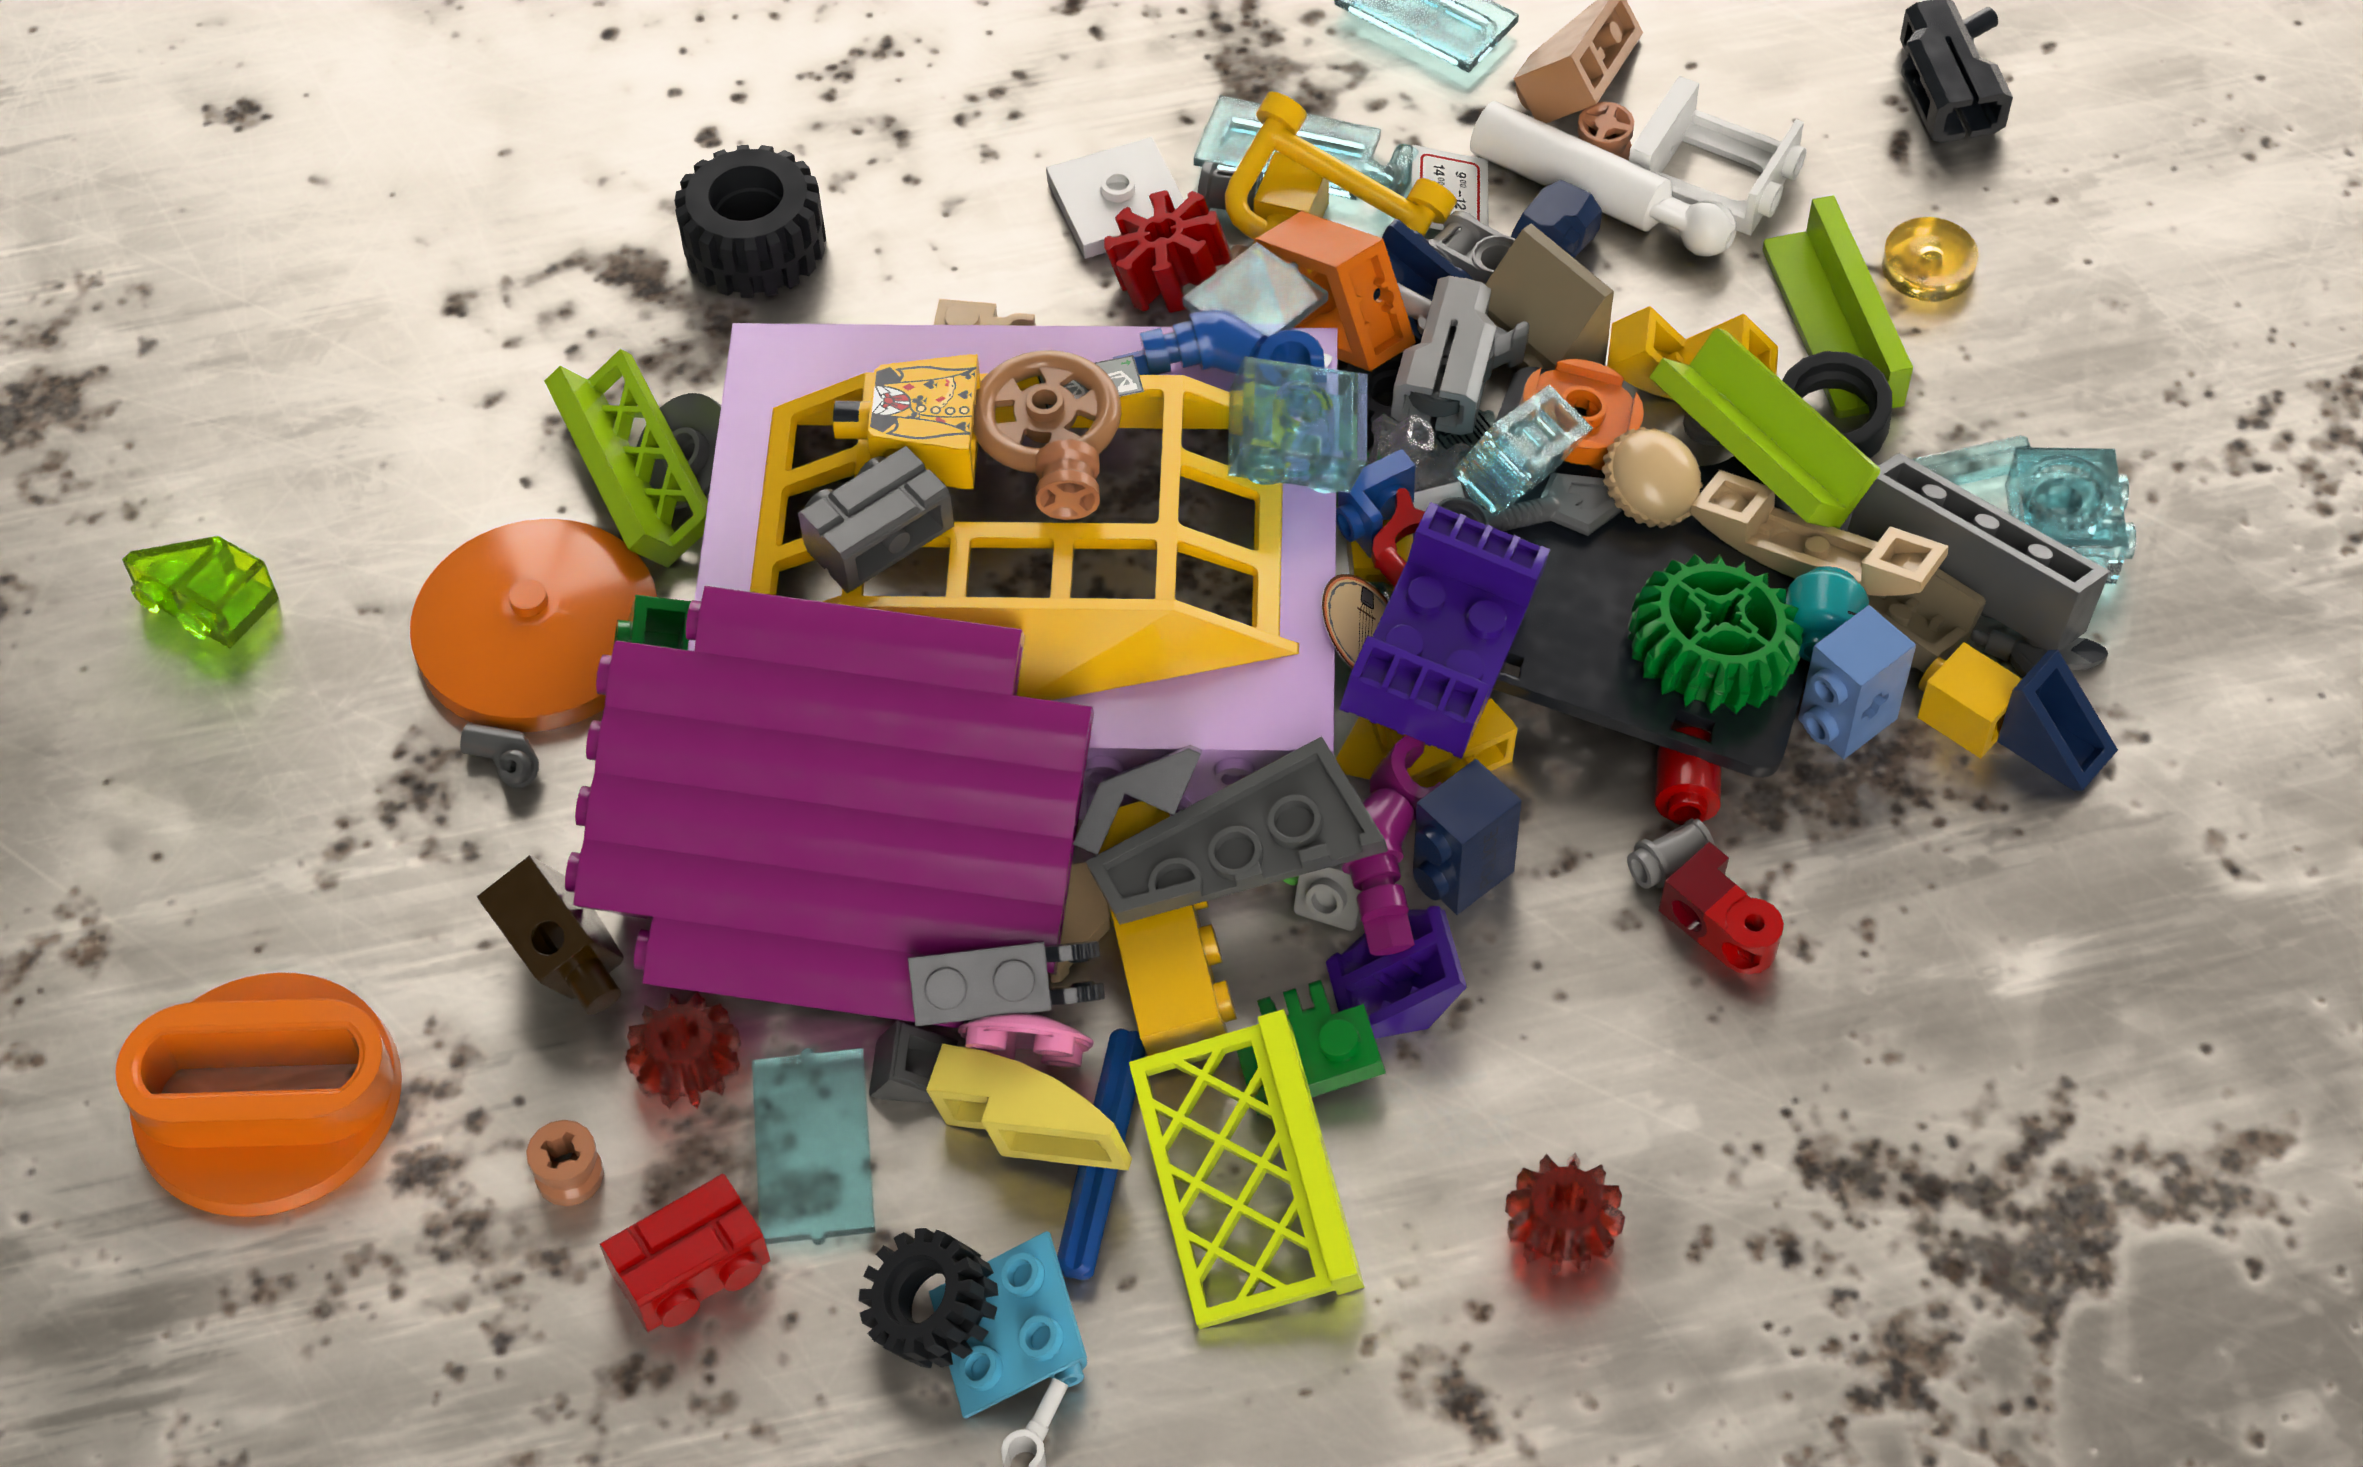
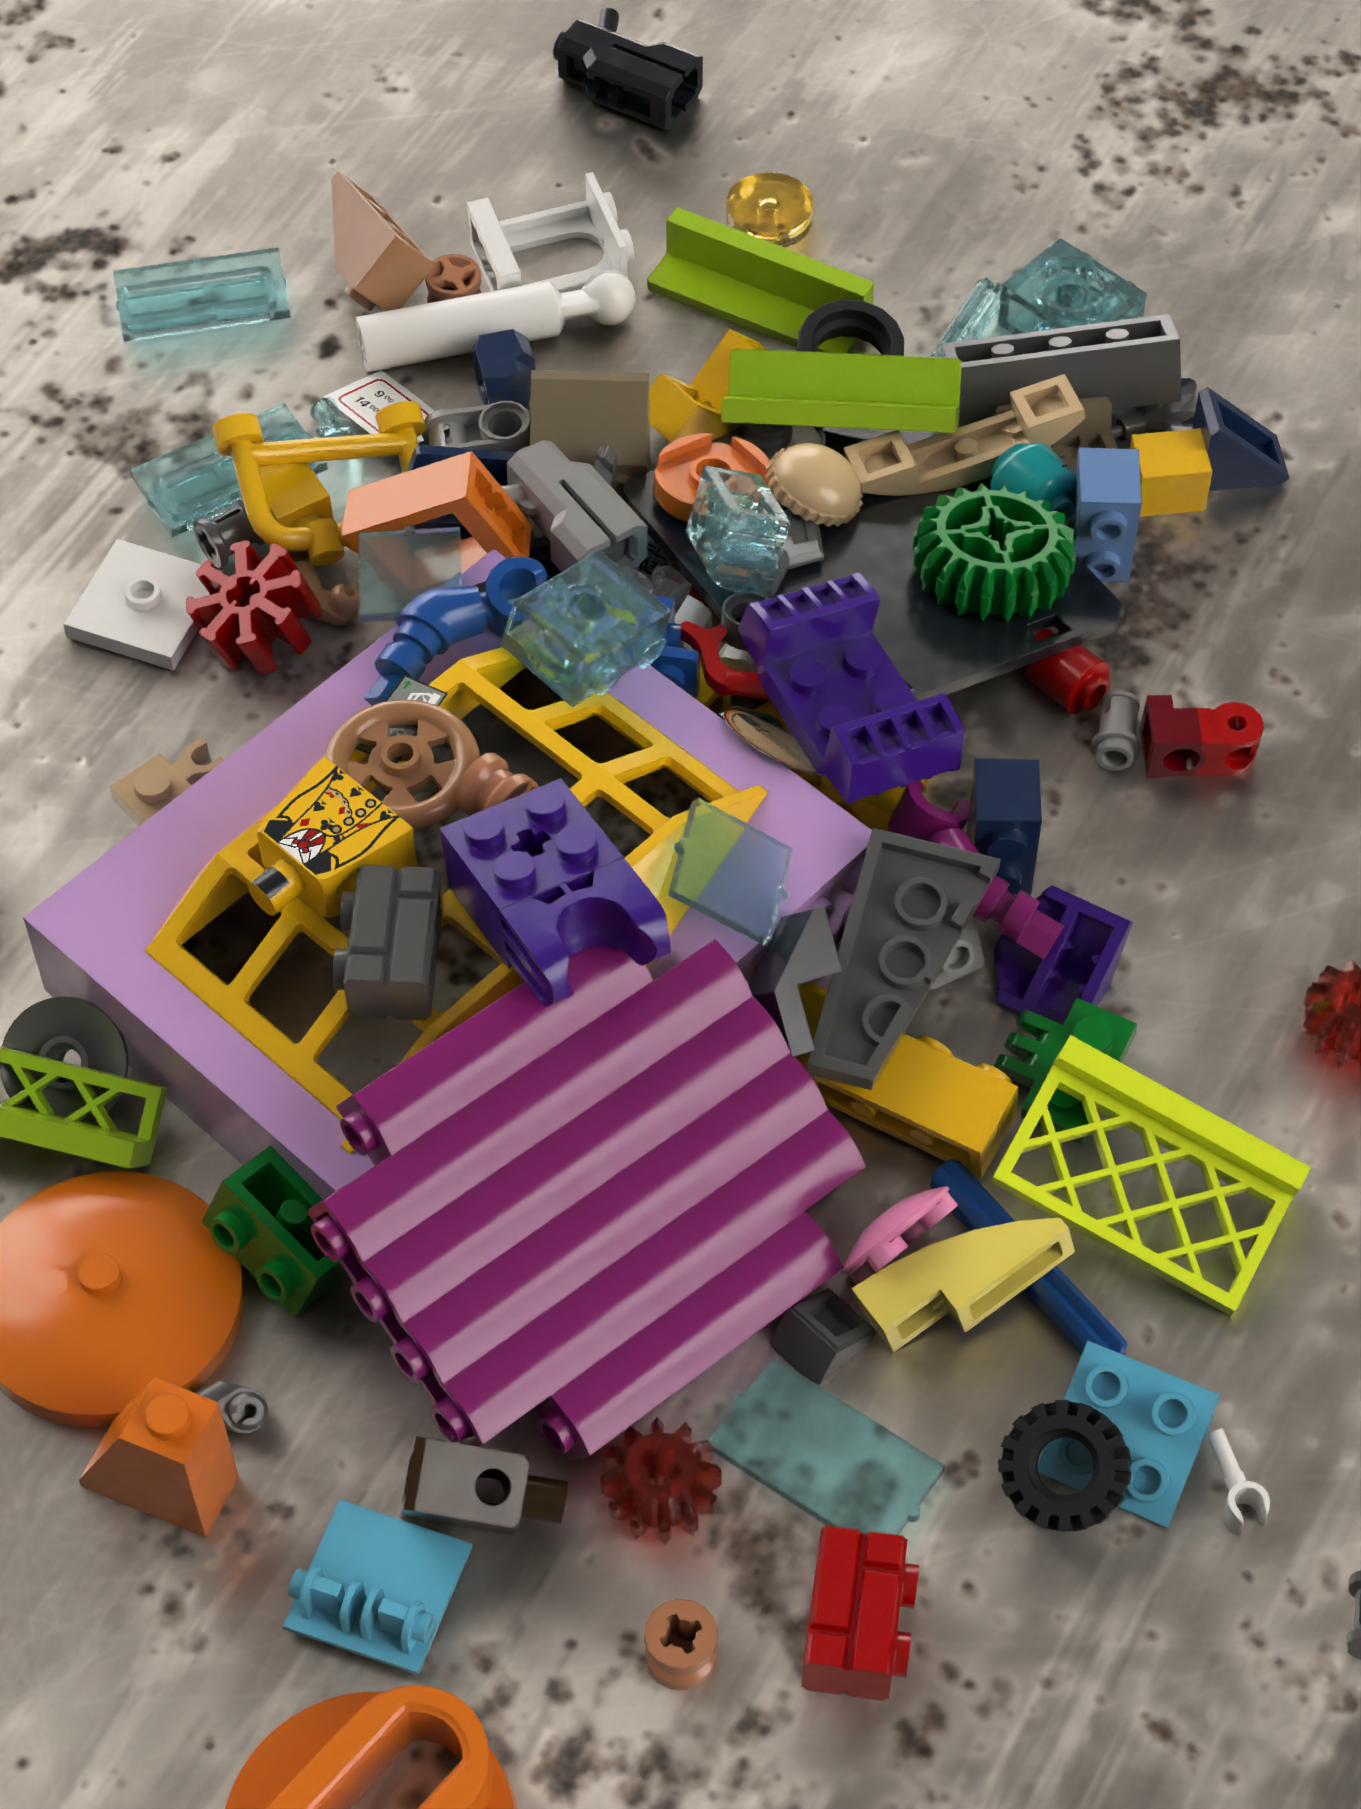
camera: 50 degrees left, 0 degrees up
(419, 747) = (166, 1457): none -> orange slope
(446, 950) = (377, 1586): none -> medium azure hinge
(996, 981) = (846, 1204): hinge -> none
(999, 563) = (549, 885): none -> dark purple brick
(1176, 676) = (730, 871): none -> clear light blue piece

